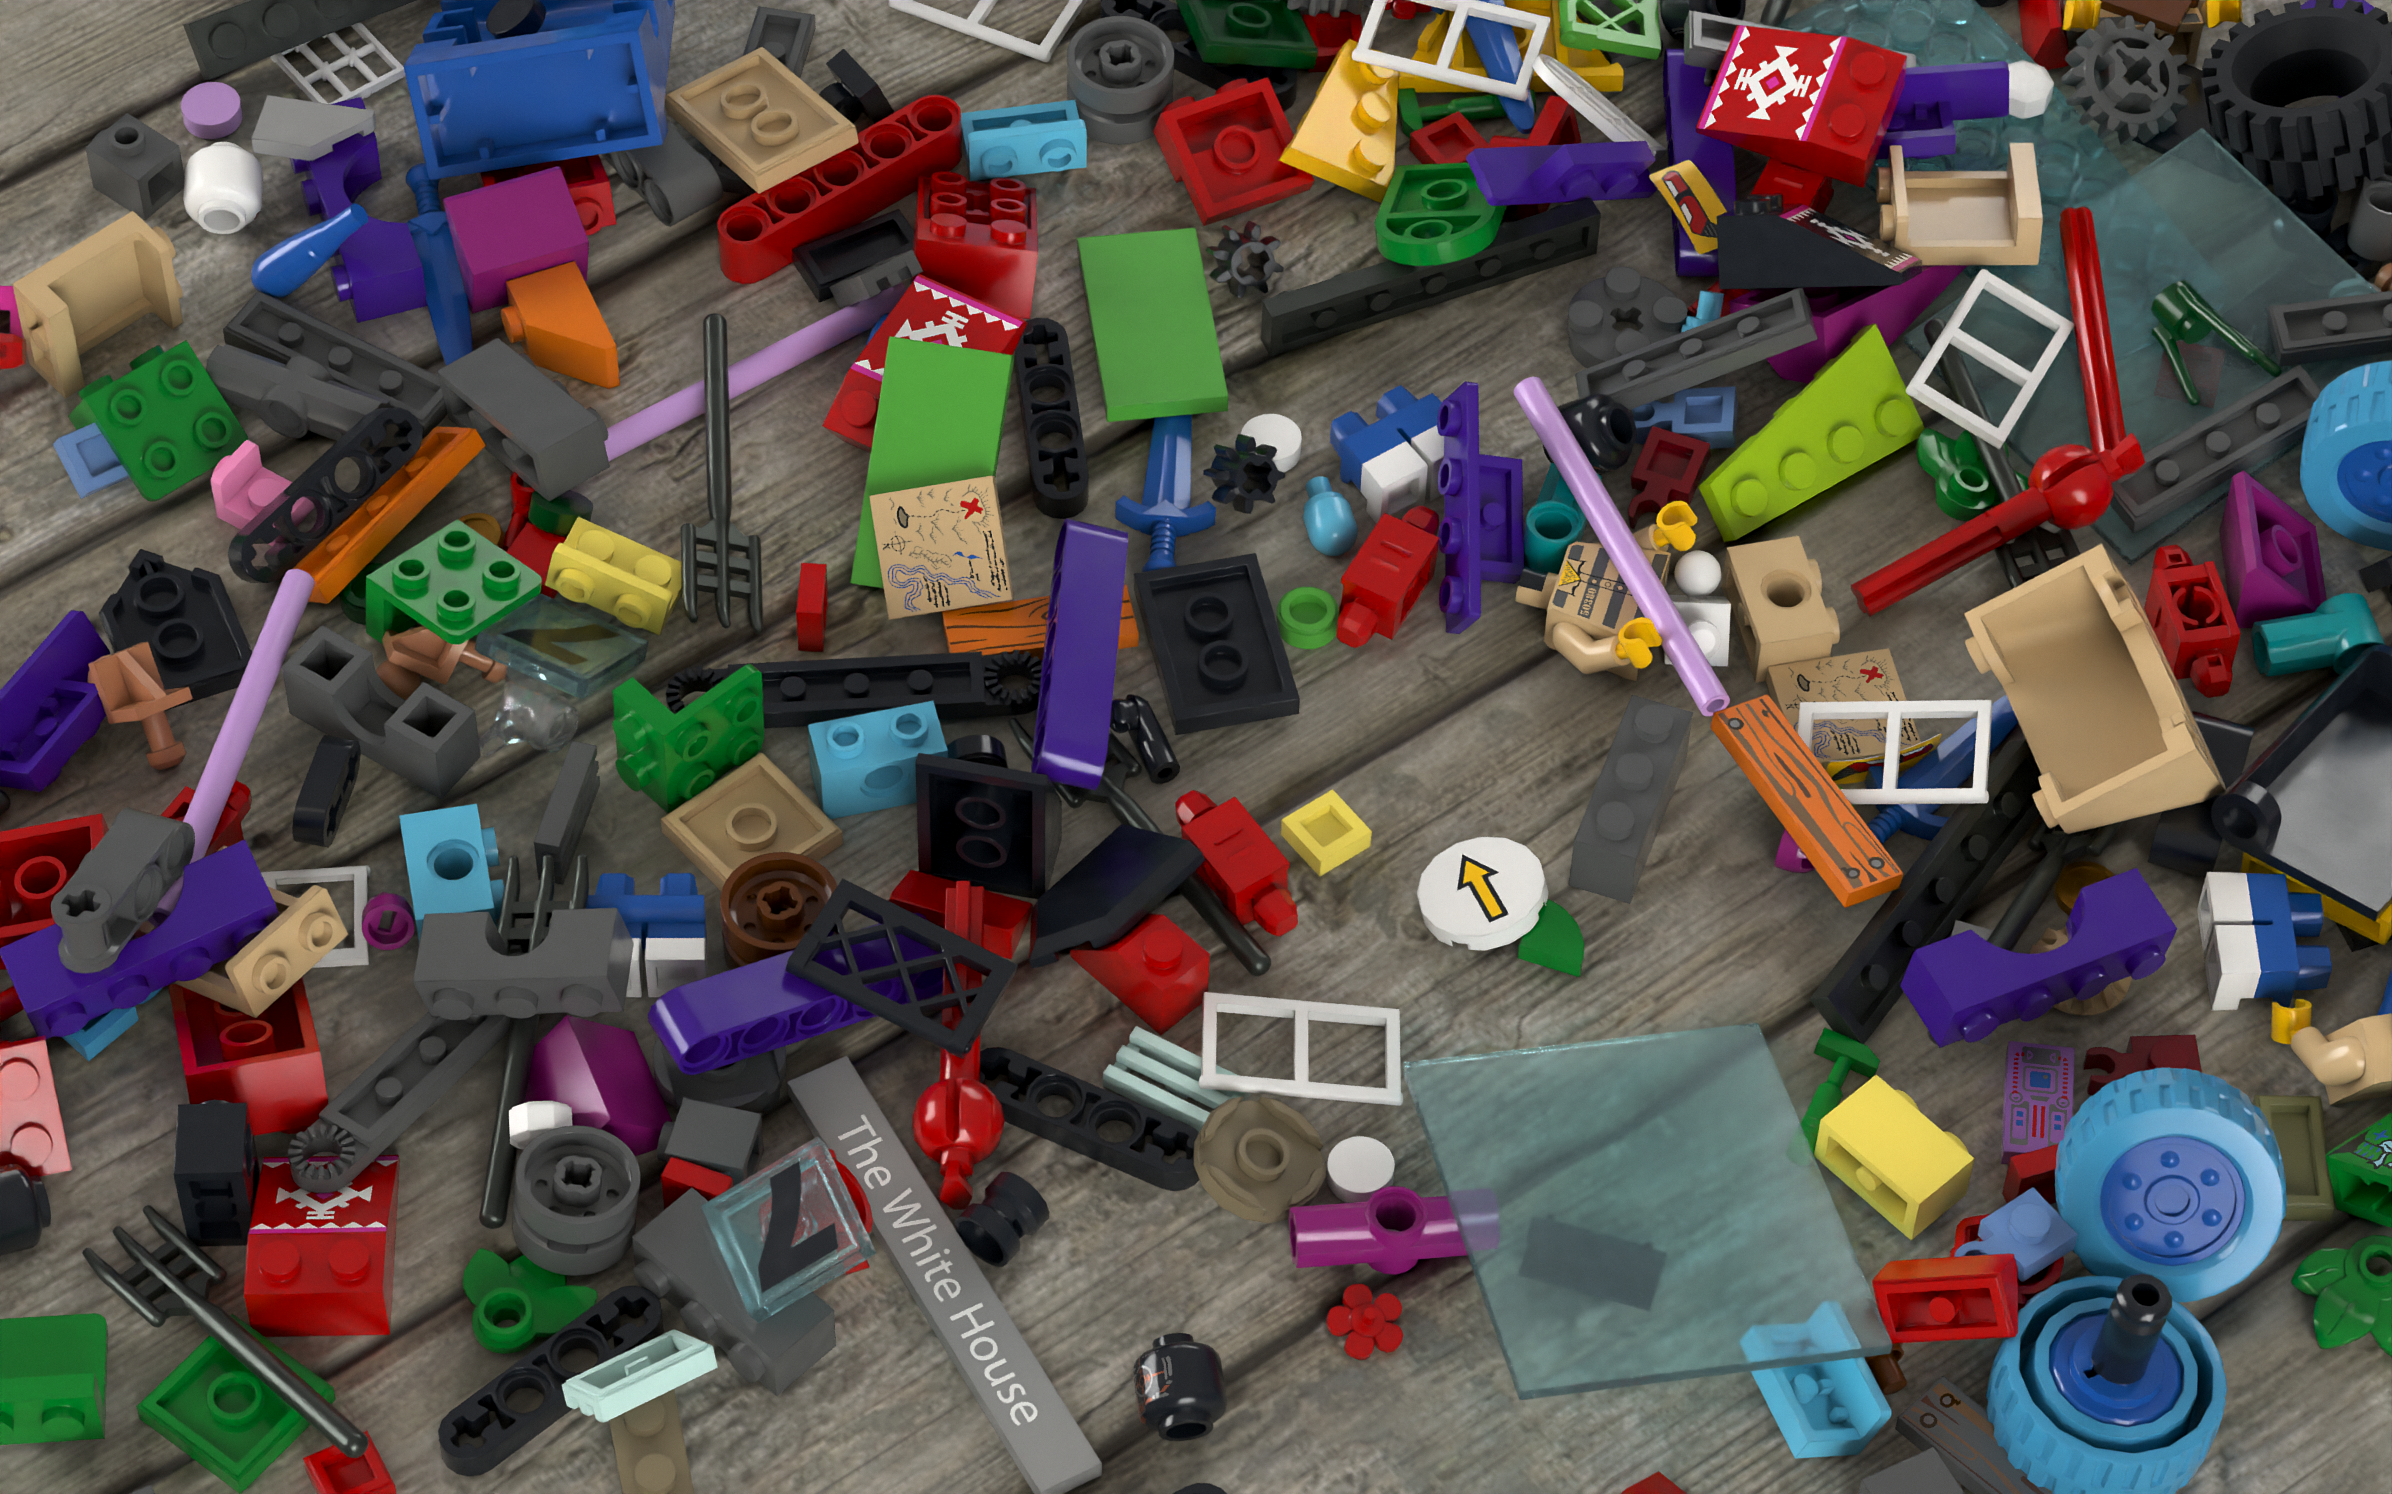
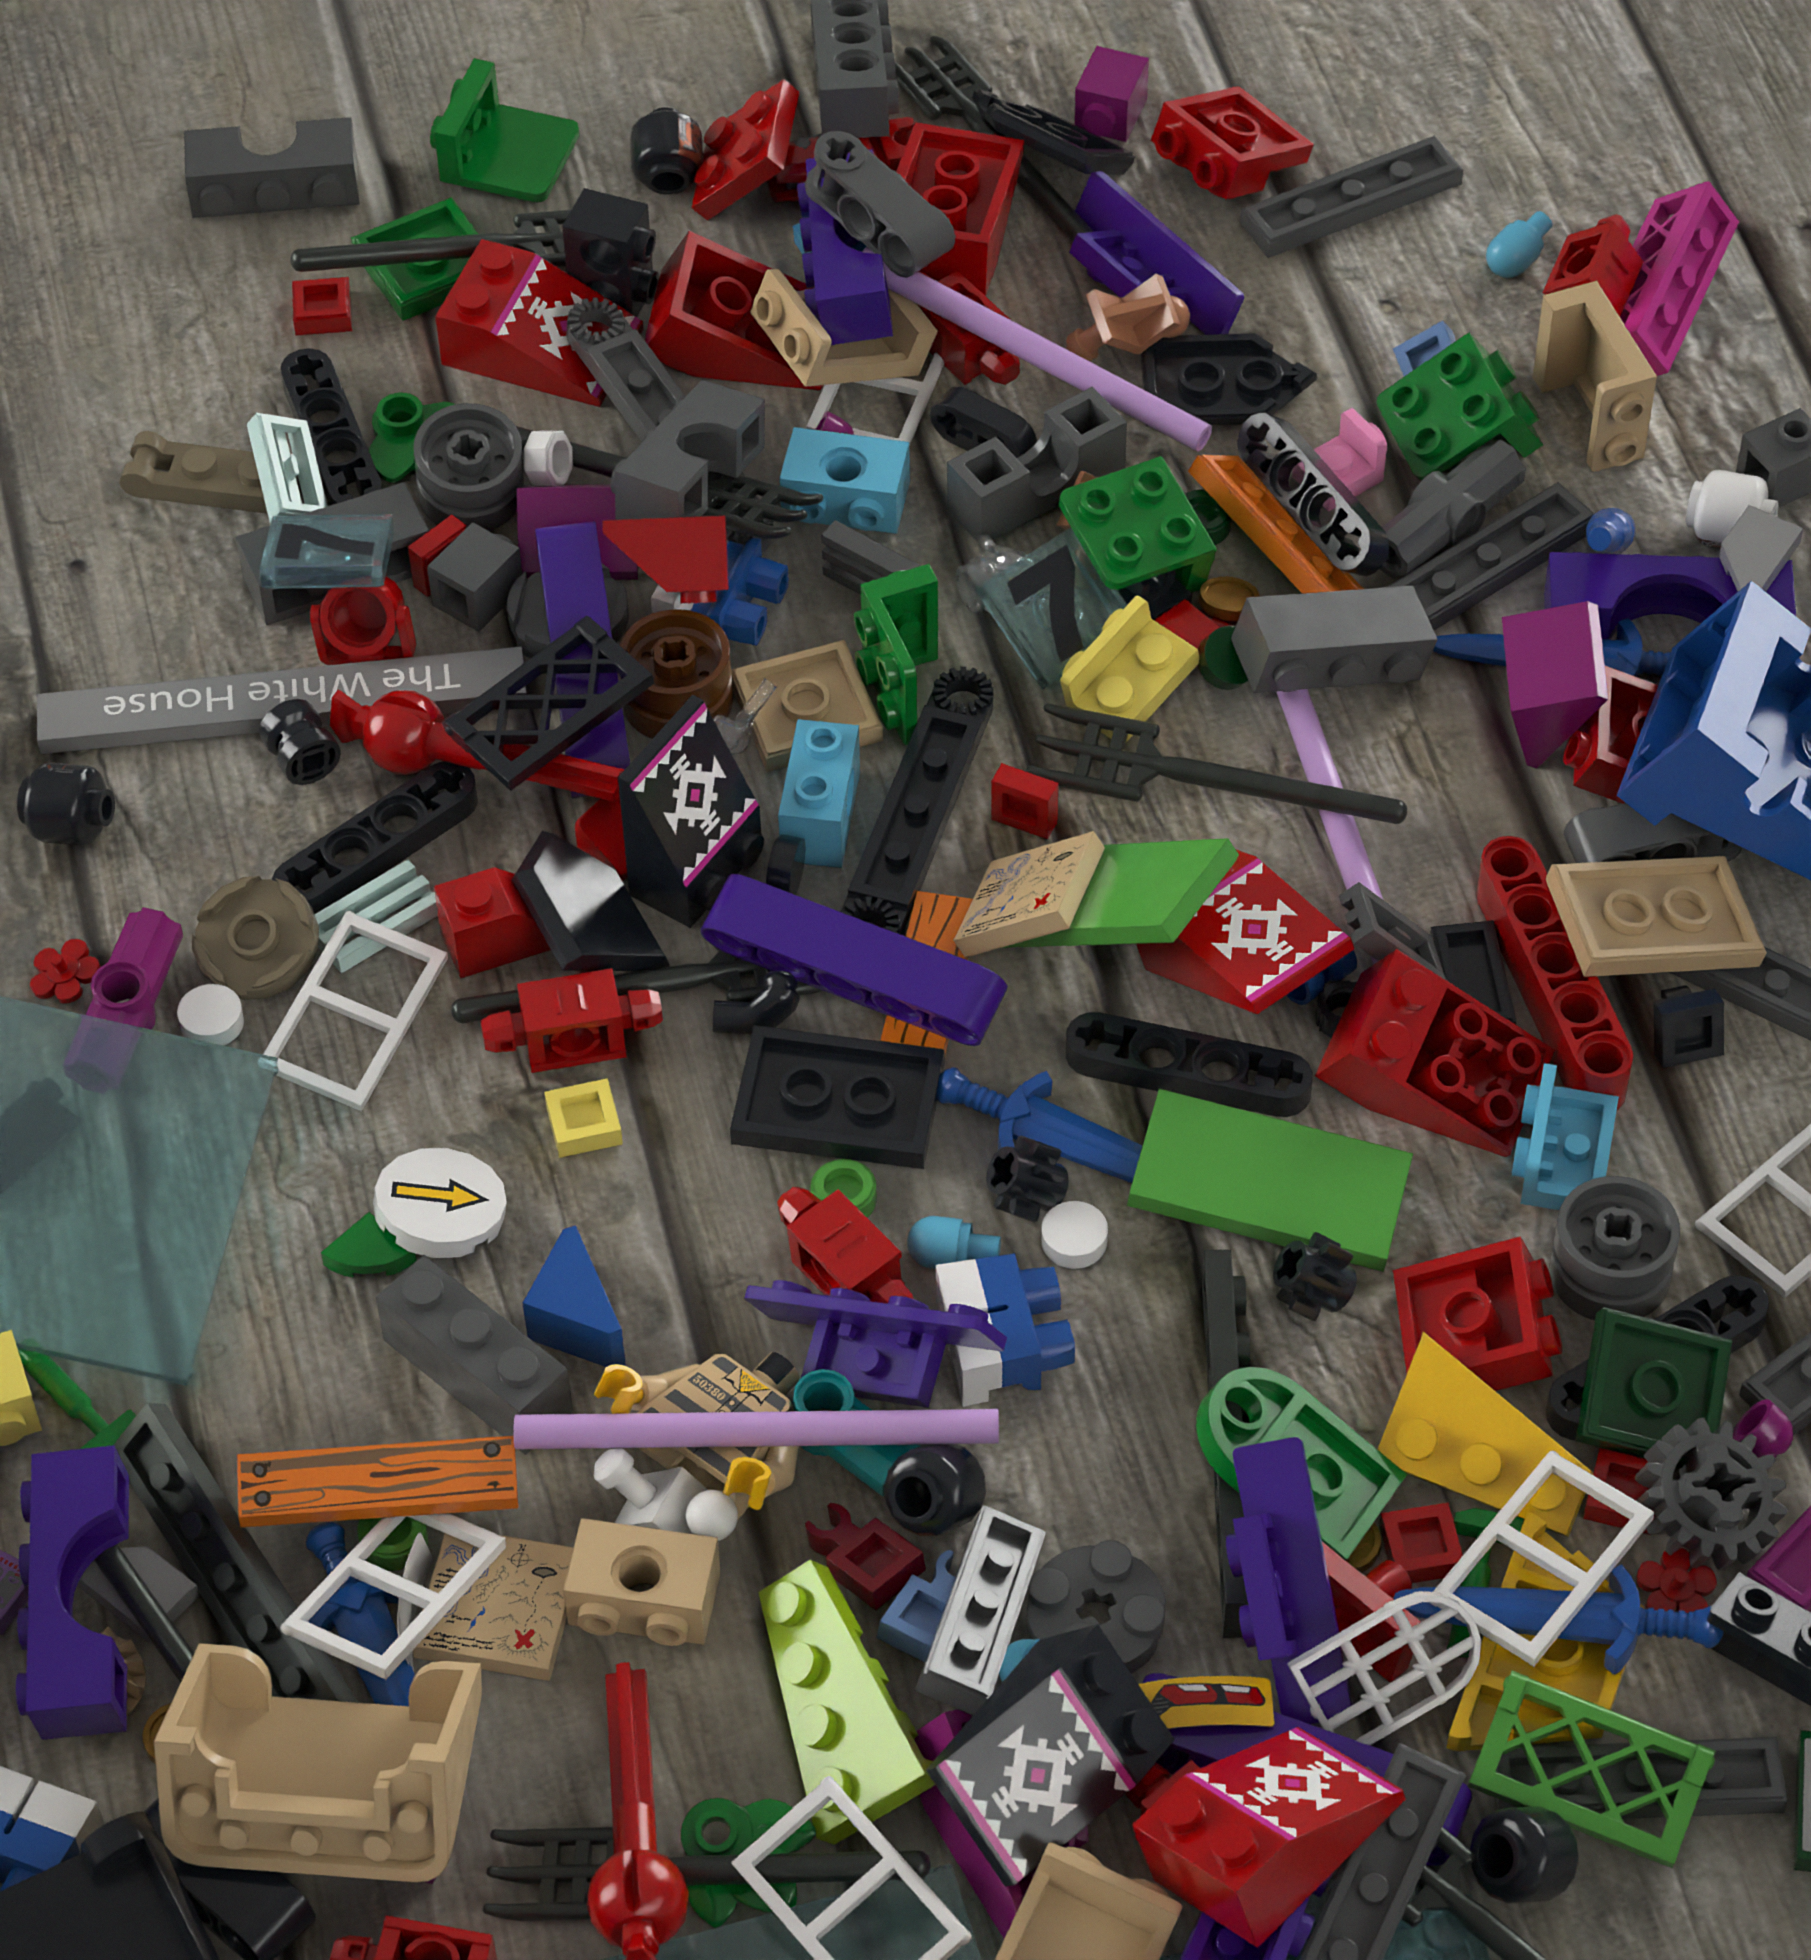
camera: 115 degrees right, 0 degrees up
(561, 325) = (1453, 714): orange slope -> none
(668, 908) = (677, 552): none -> red slope
(830, 858) = (738, 732): none -> clear hand
(1533, 754) = (570, 1306): none -> blue slope

